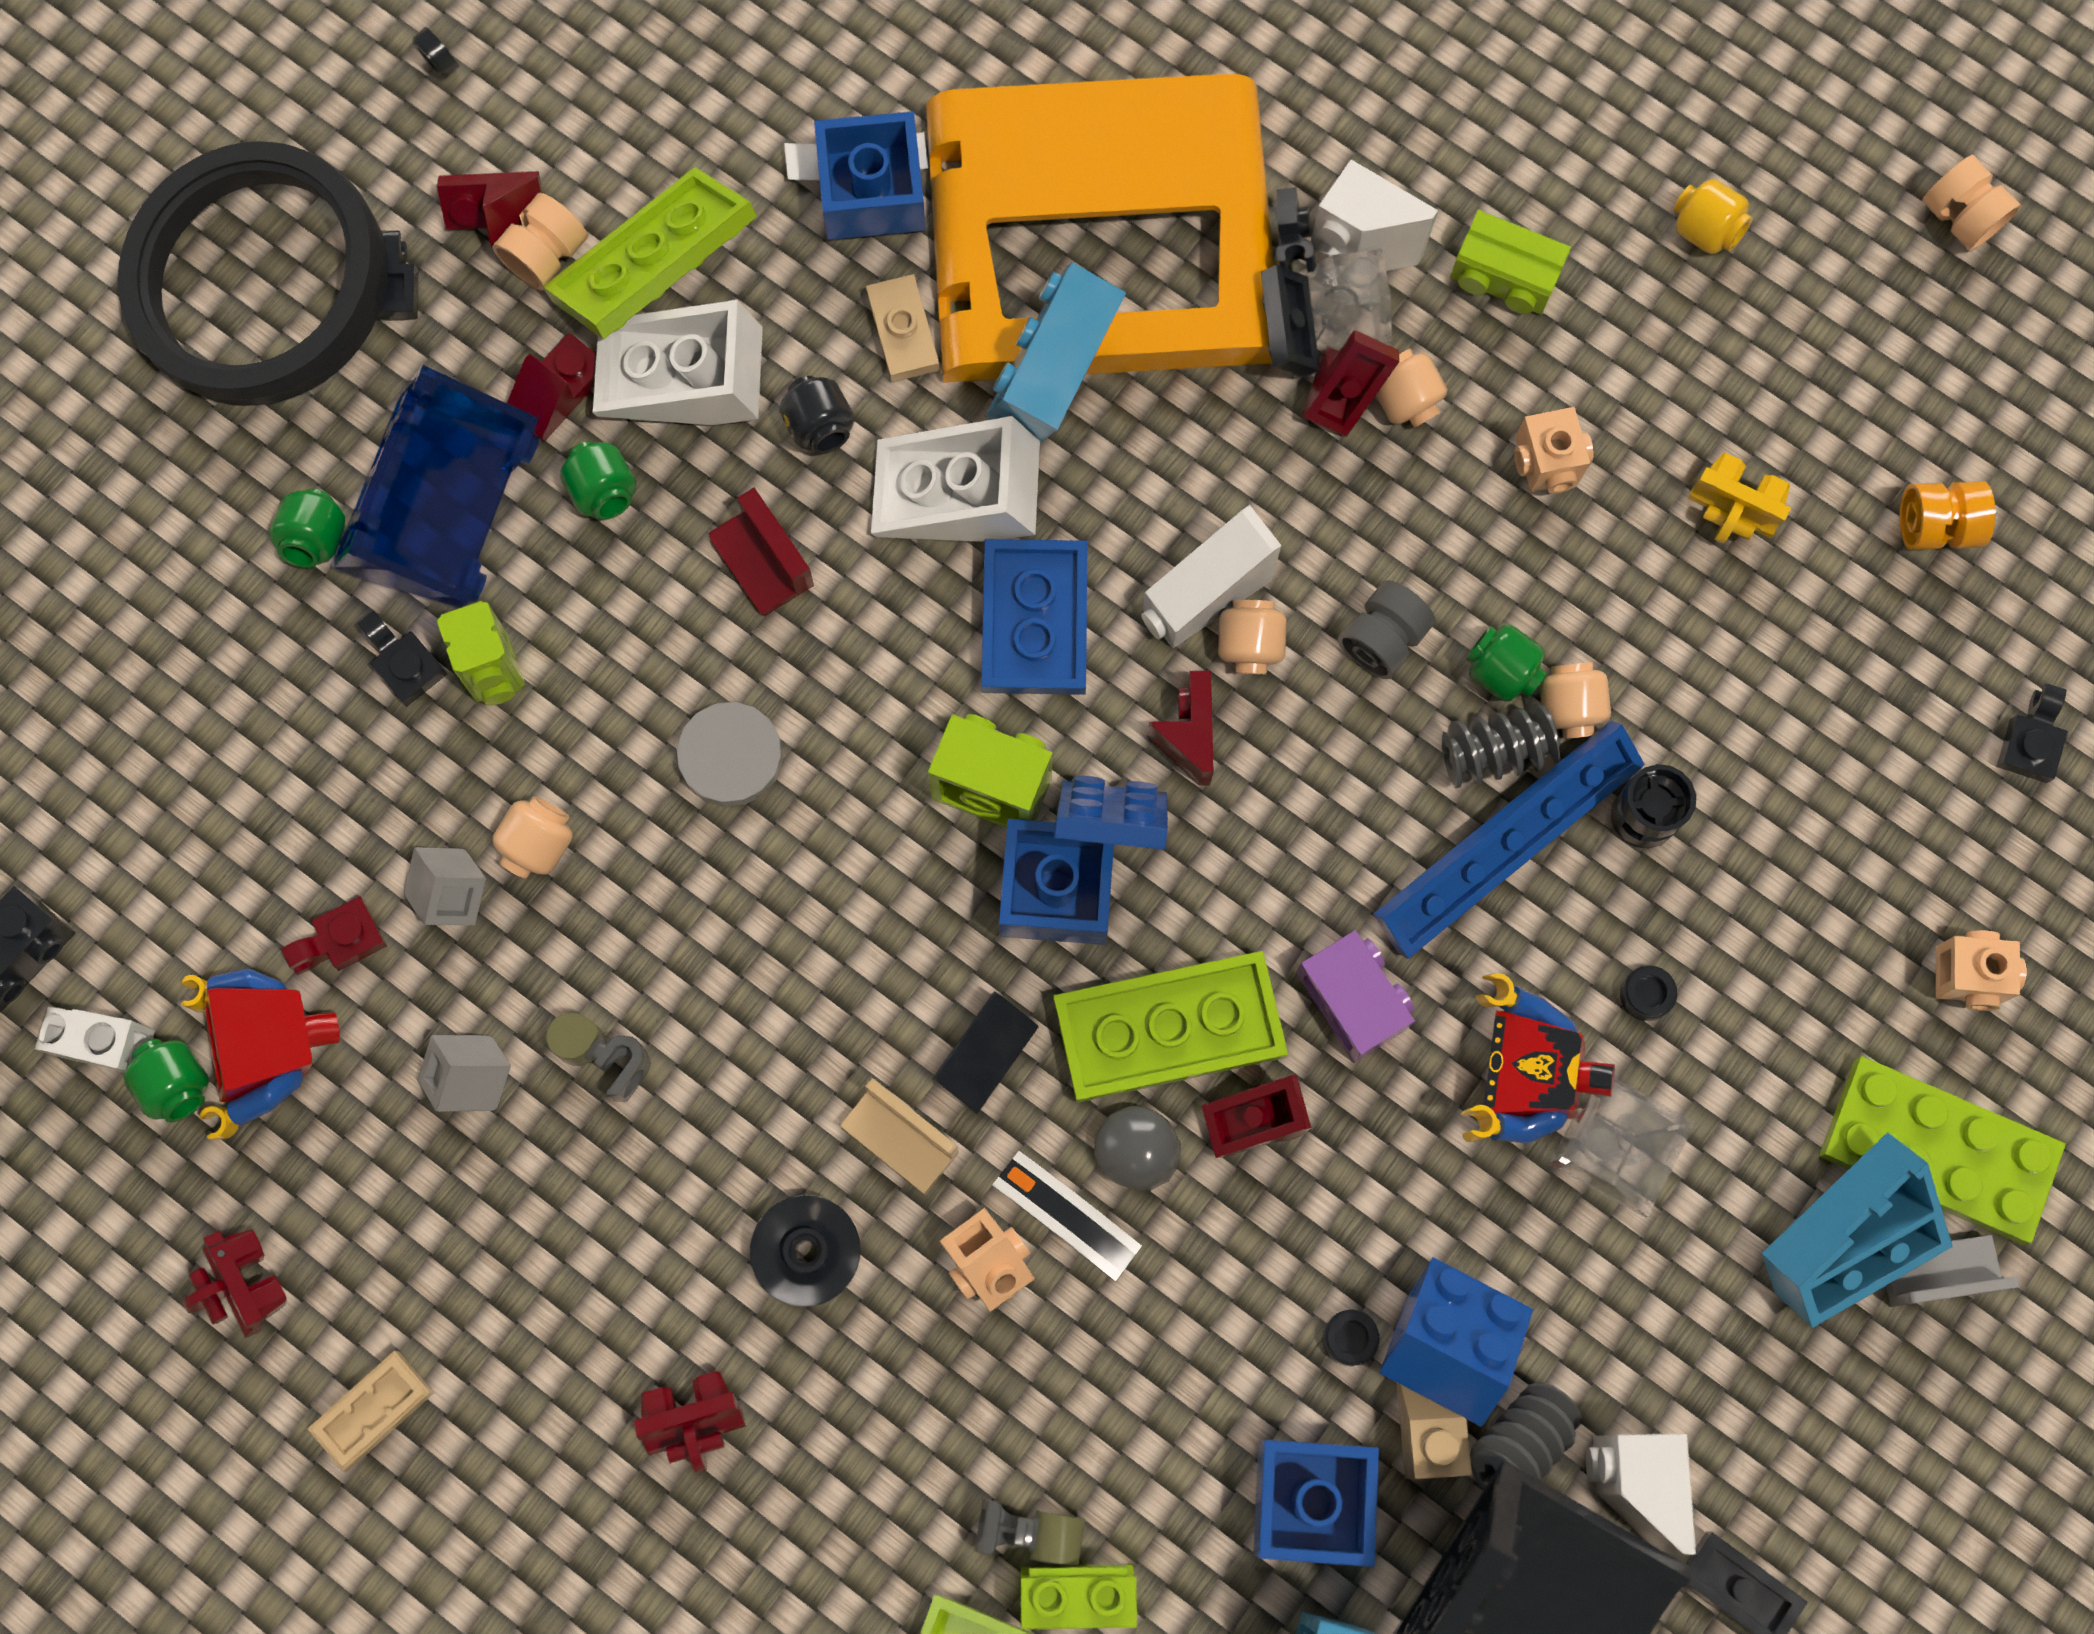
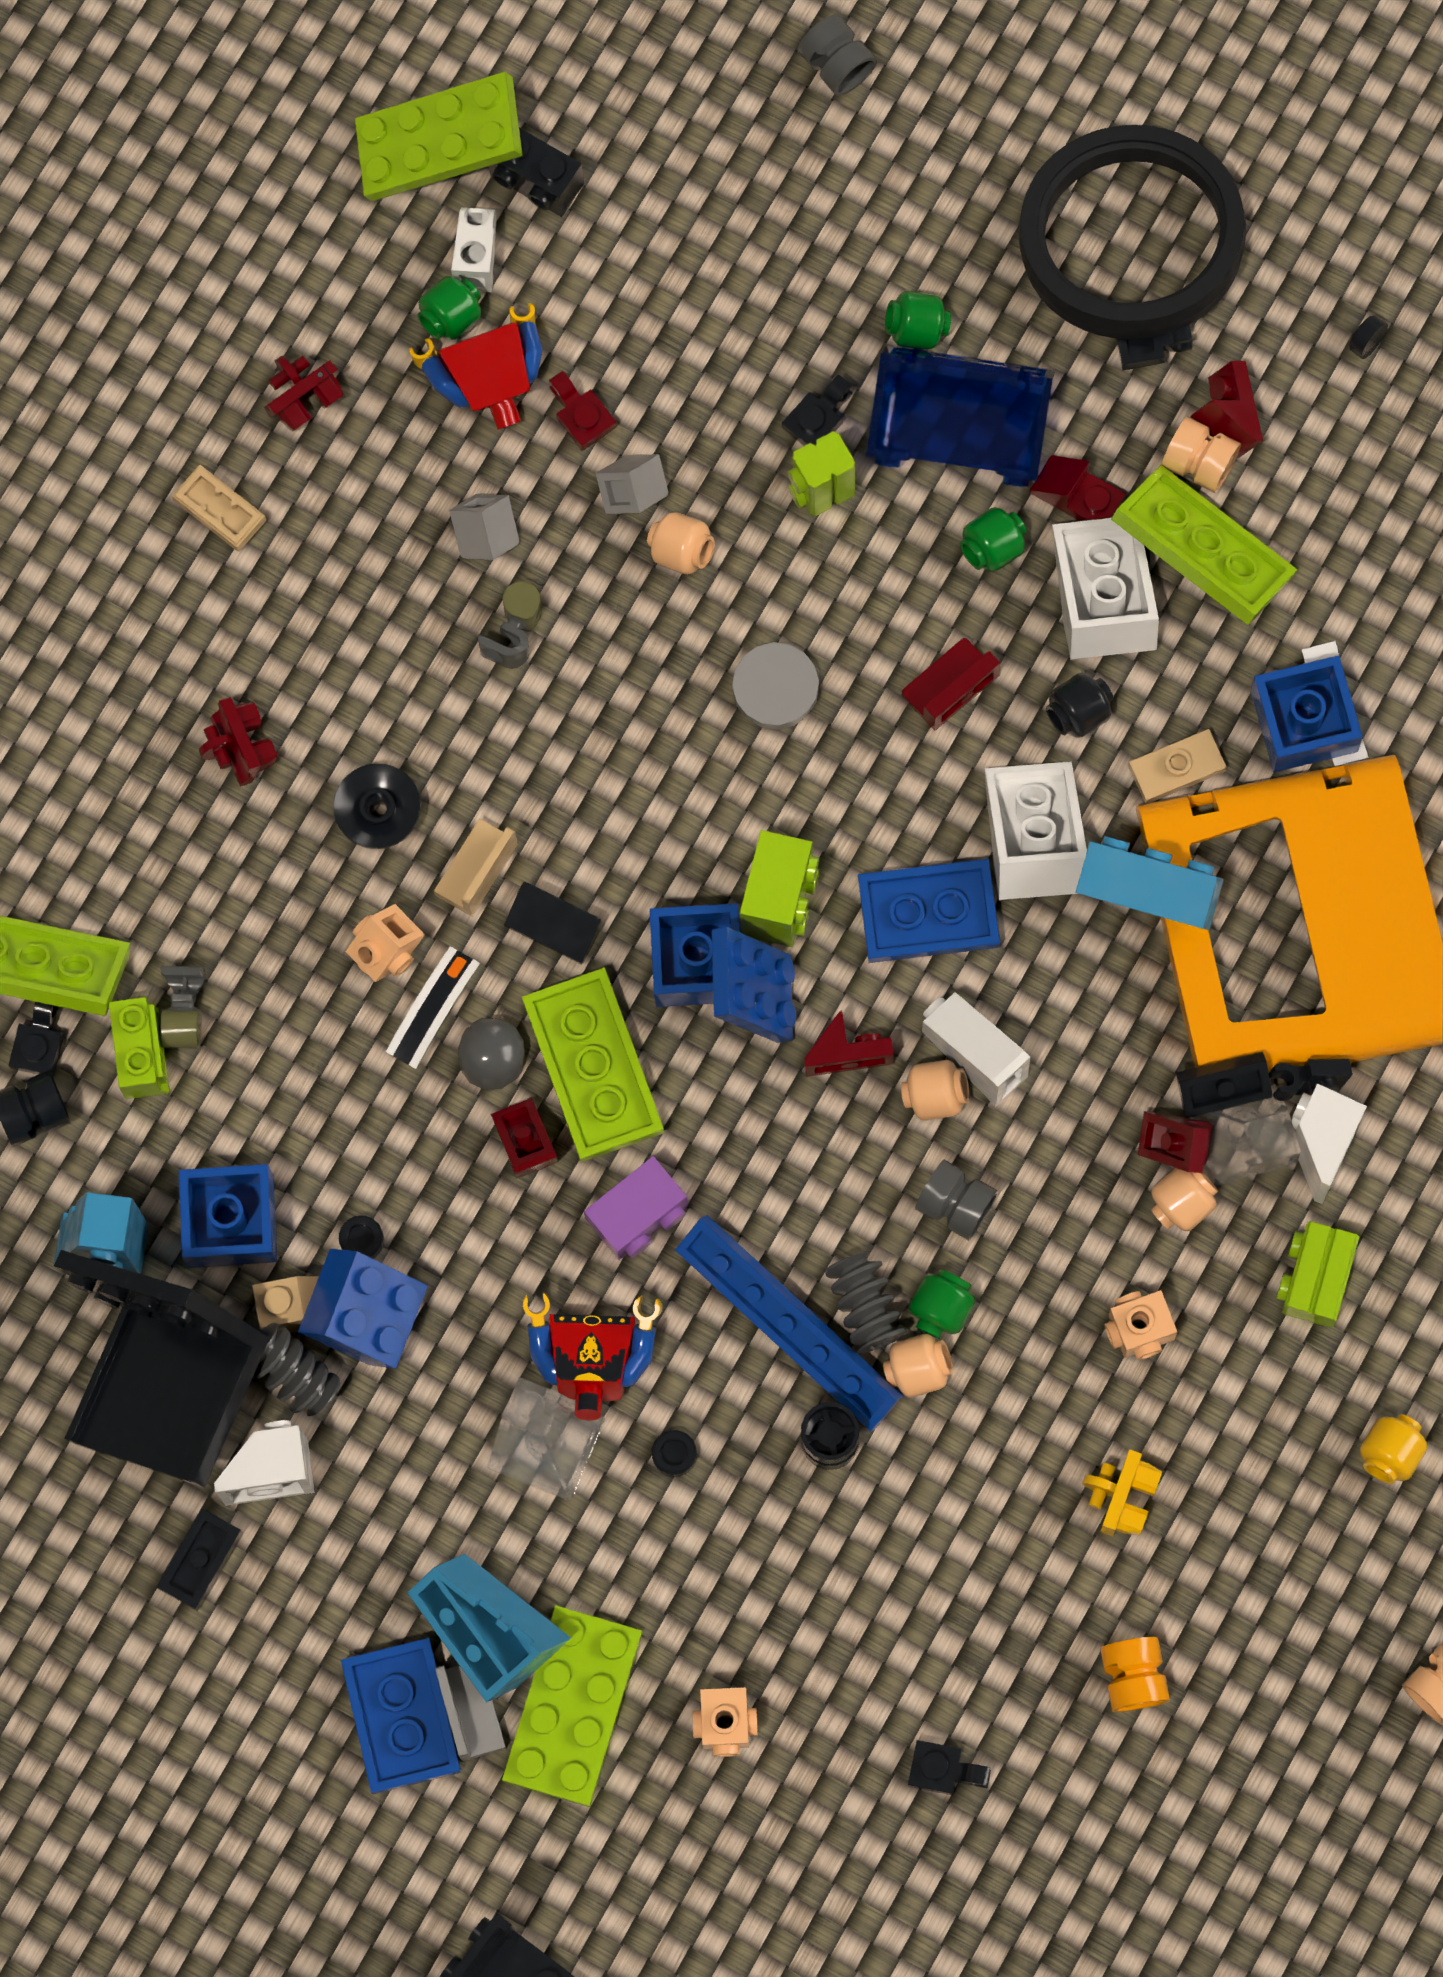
camera: 90 degrees right, 0 degrees up
(1949, 1357) = (400, 1716): none -> blue plate

